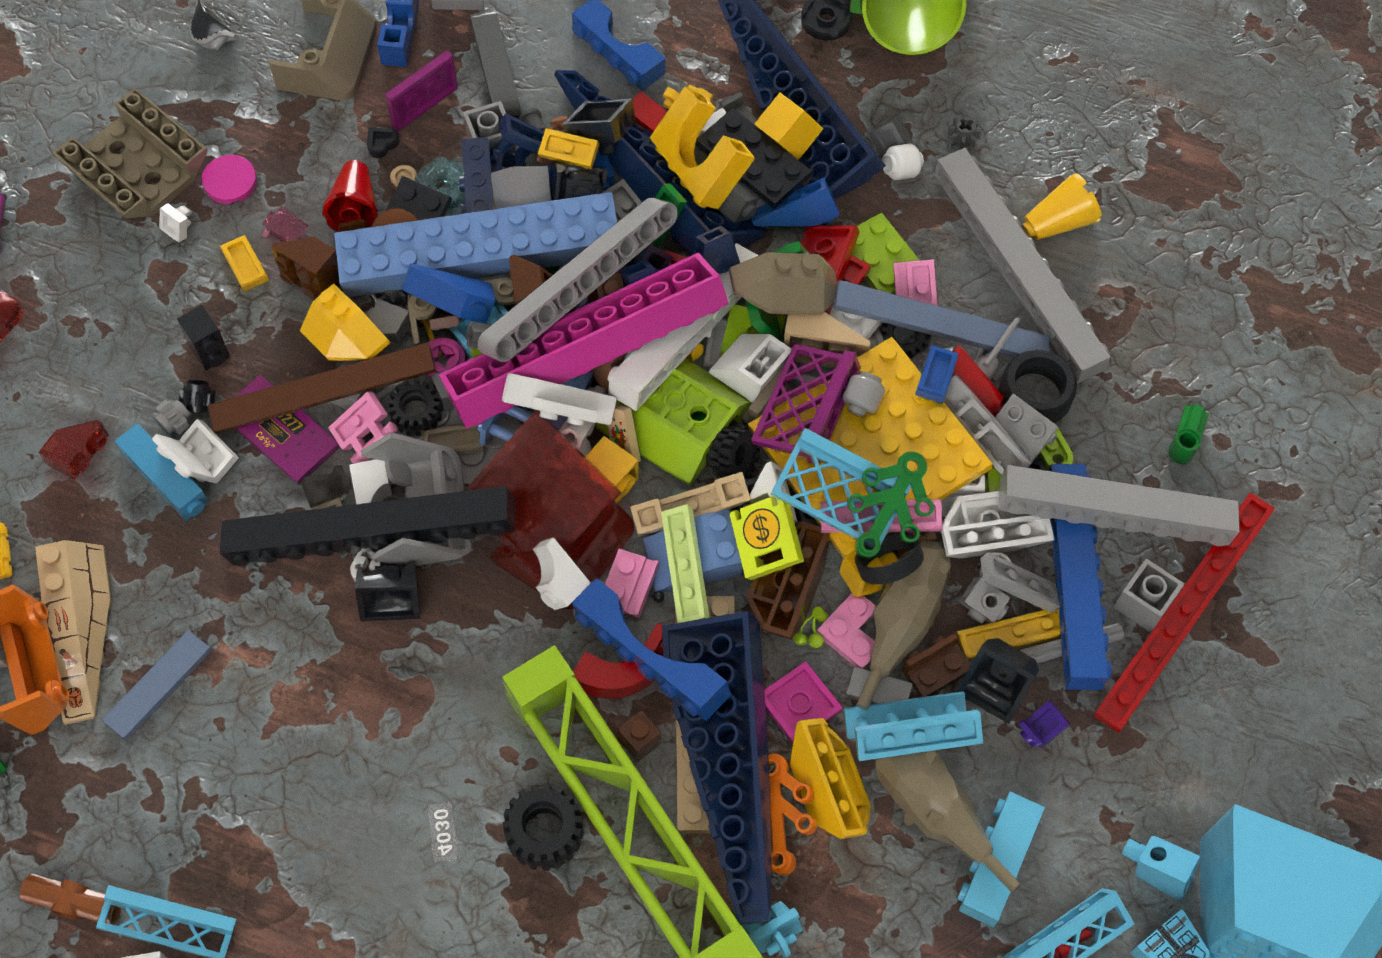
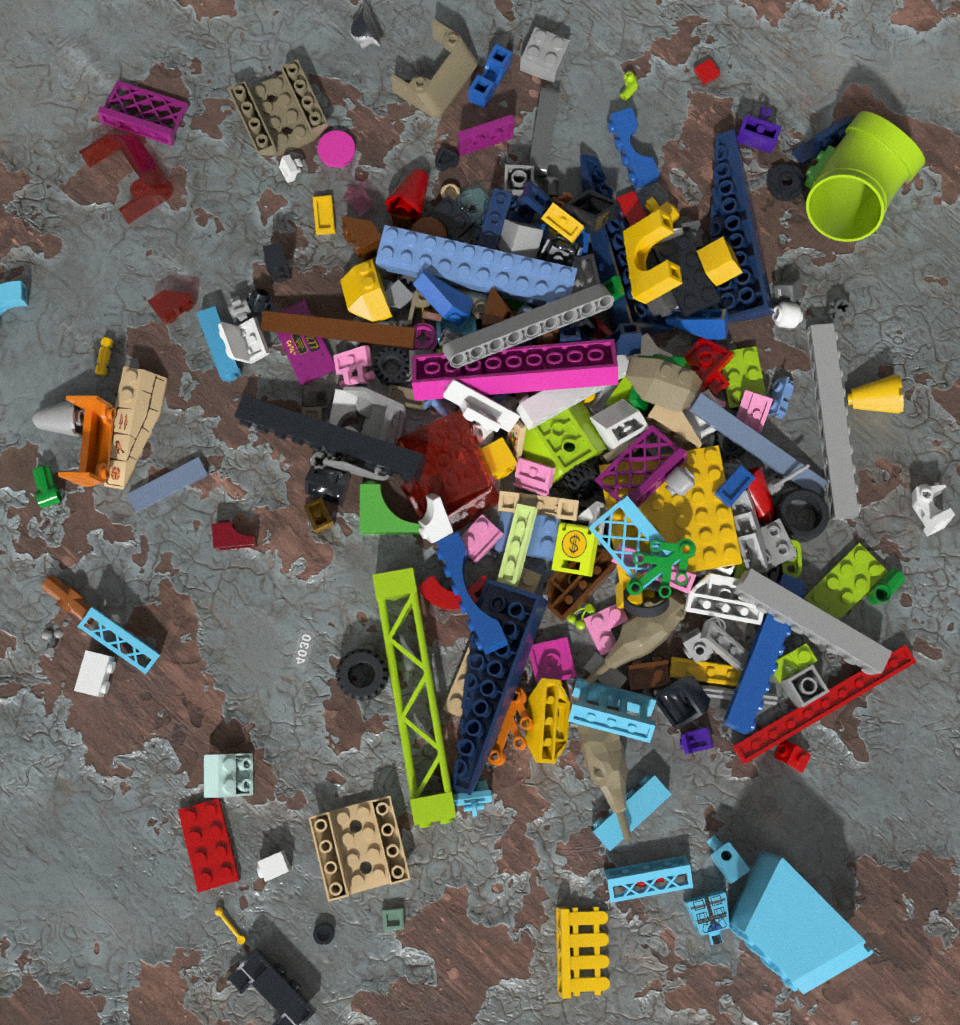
camera: 20 degrees right, 15 degrees up
(276, 720) = (227, 538): none -> dark red arch
(394, 640) = (318, 515): none -> pearl gold slope
(478, 610) = (376, 516): none -> bright green arch
(639, 736) = (444, 641): reddish brown brick -> none
(668, 472) = (534, 476): none -> bright pink plate
(941, 250) = (782, 389): none -> medium blue hinge
(1120, 570) = (794, 661): none -> lime arch
(1139, 443) = (846, 582): none -> lime plate
(1178, 692) = (792, 756): none -> red bracket
(1201, 324) = (930, 515): none -> white tile

